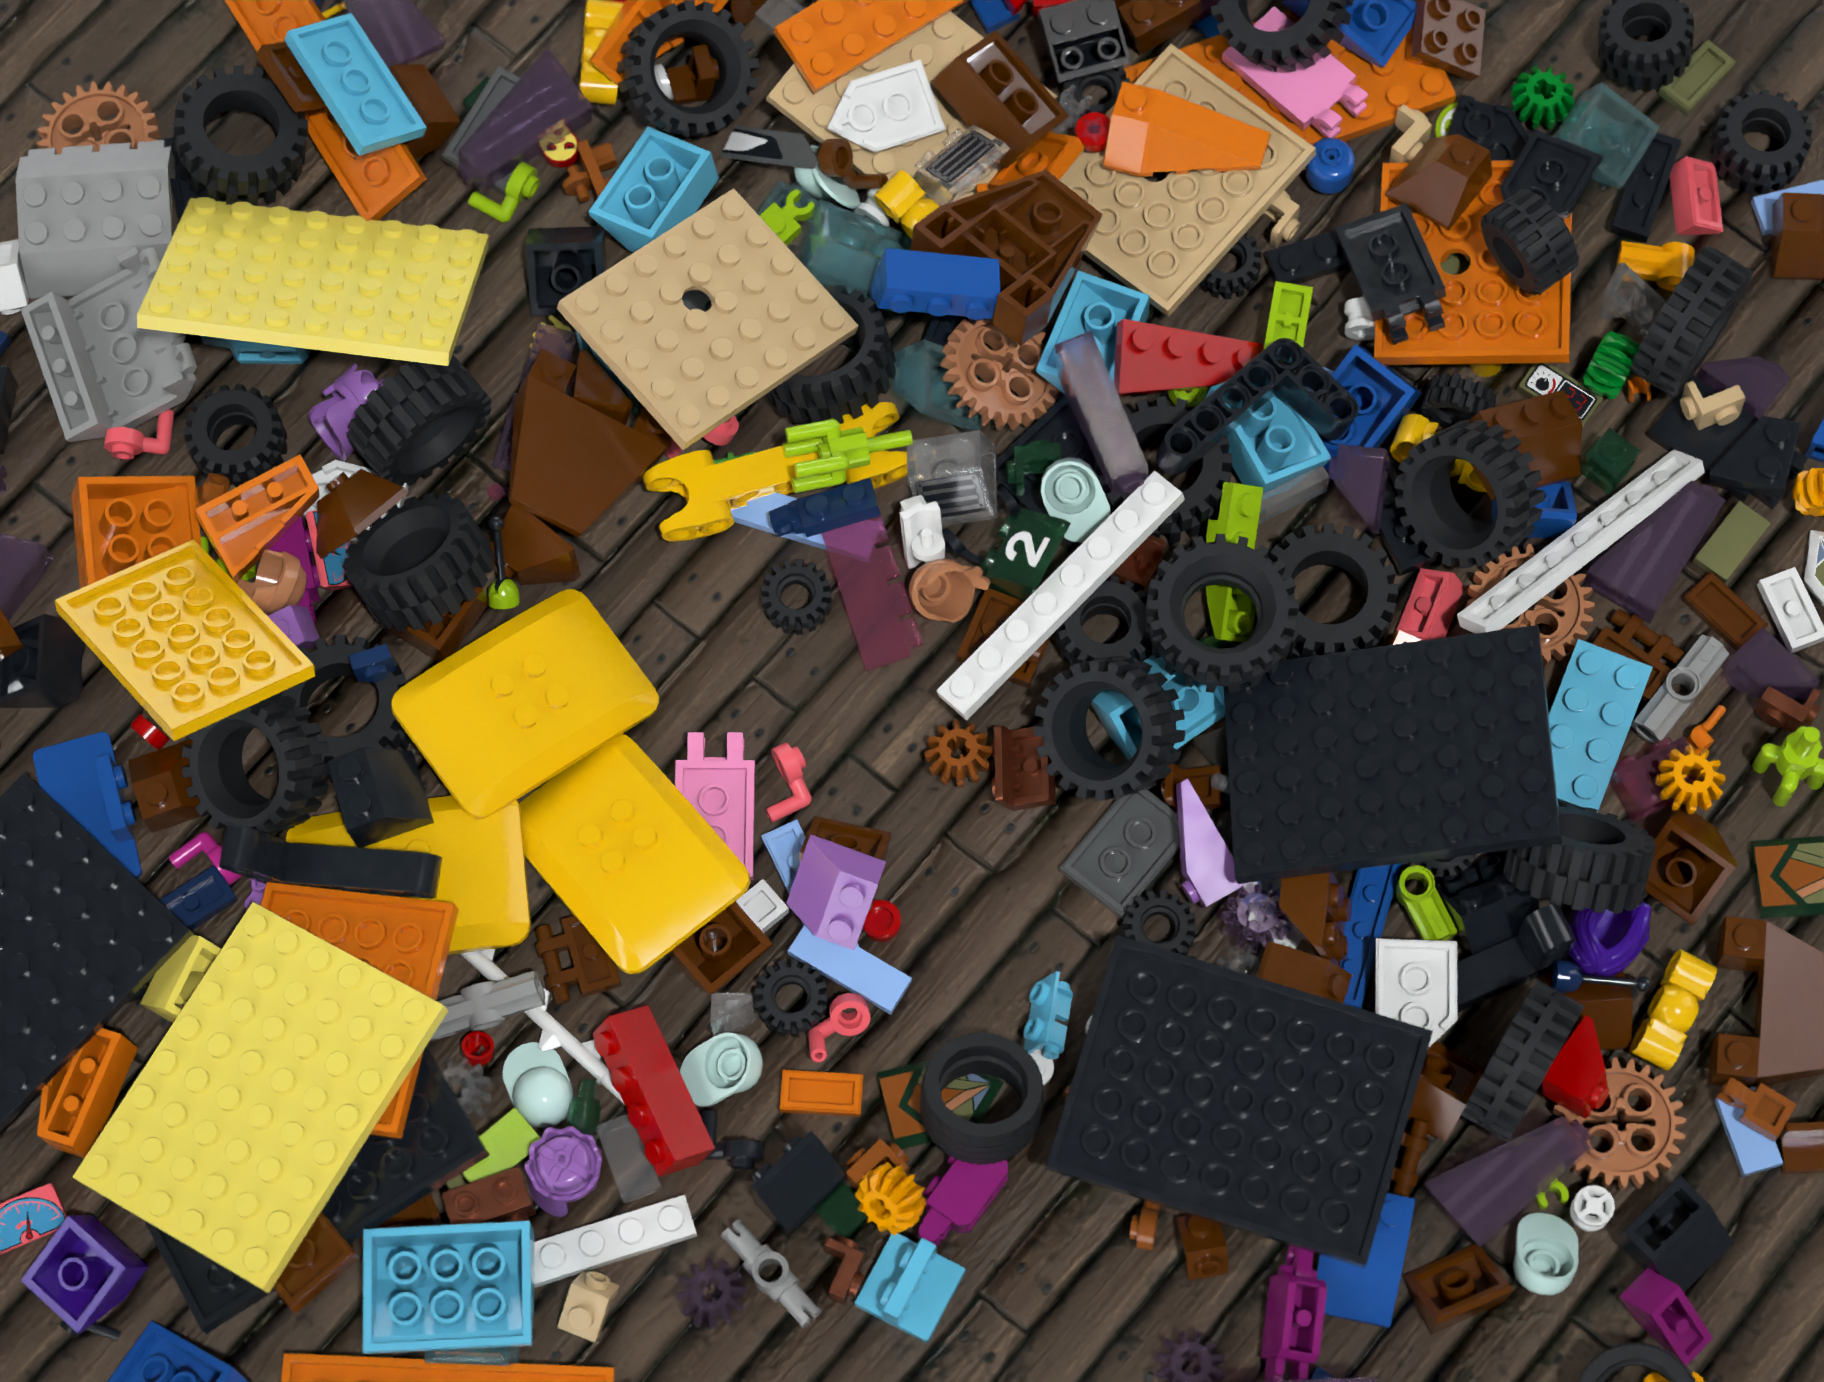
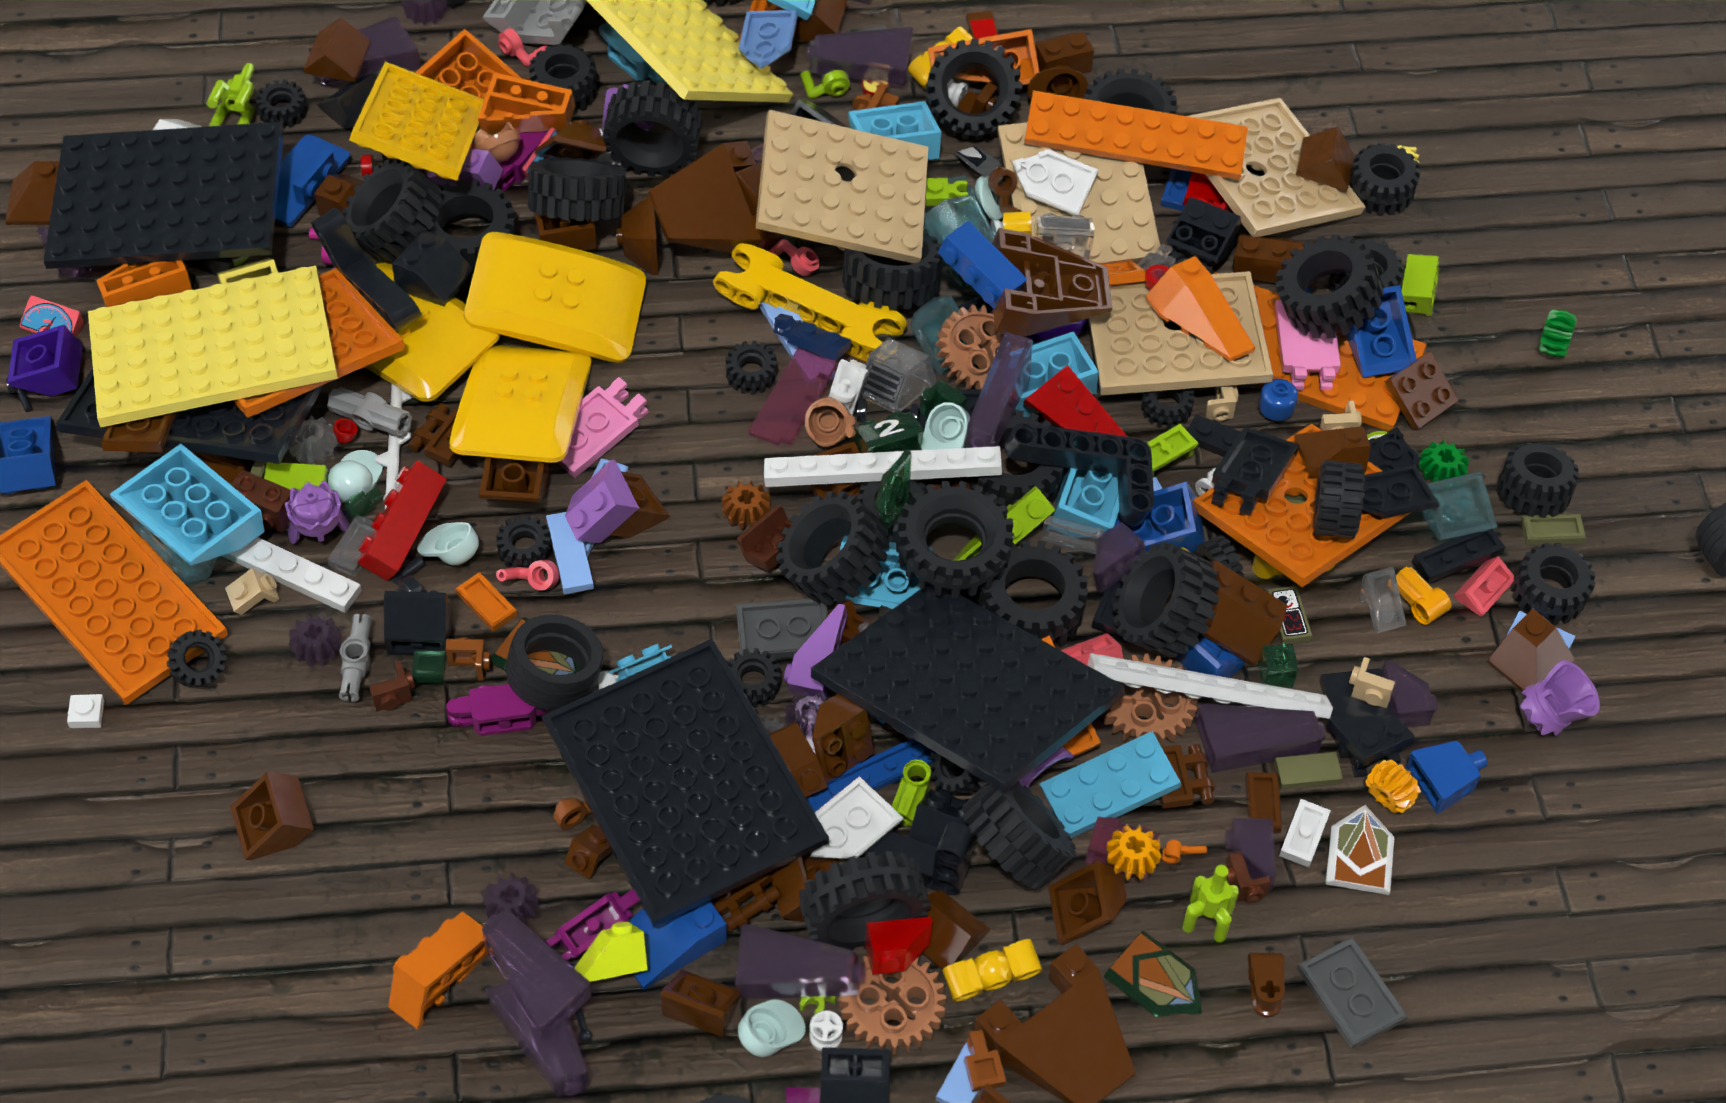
camera: 40 degrees right, 15 degrees down
(200, 898) = (293, 254): dark blue hinge -> none
(372, 664) = (497, 208): dark blue plate -> none
(407, 194) = (767, 35): none -> medium blue tile
(502, 591) = (607, 244): hinge -> none
(731, 1012) = (480, 514): clear slope -> none
(763, 906) = (559, 489): white plate -> none
(790, 765) = (654, 437): coral plate -> none
(836, 451) = (843, 306): lime plant -> none
(882, 921) = (614, 550): red tile -> none
(891, 1198) = (454, 673): light orange gear -> none
(910, 1286) = (417, 731): medium azure bracket -> none
(1000, 96) = (1123, 221): reddish brown slope -> none
(1113, 611) = (894, 489): none -> clear green tile
(1351, 1328) = (614, 953): none -> neon yellow slope
(1568, 978) = (946, 894): hinge -> none
(1608, 940) = (995, 897): dark purple hair -> none
(1610, 365) = (1332, 618): green gear -> none
(1638, 385) = (1342, 645): orange hand -> none
(1667, 706) = (1206, 812): light grey piece -> none
(1691, 321) = (1420, 606): black tyre -> none

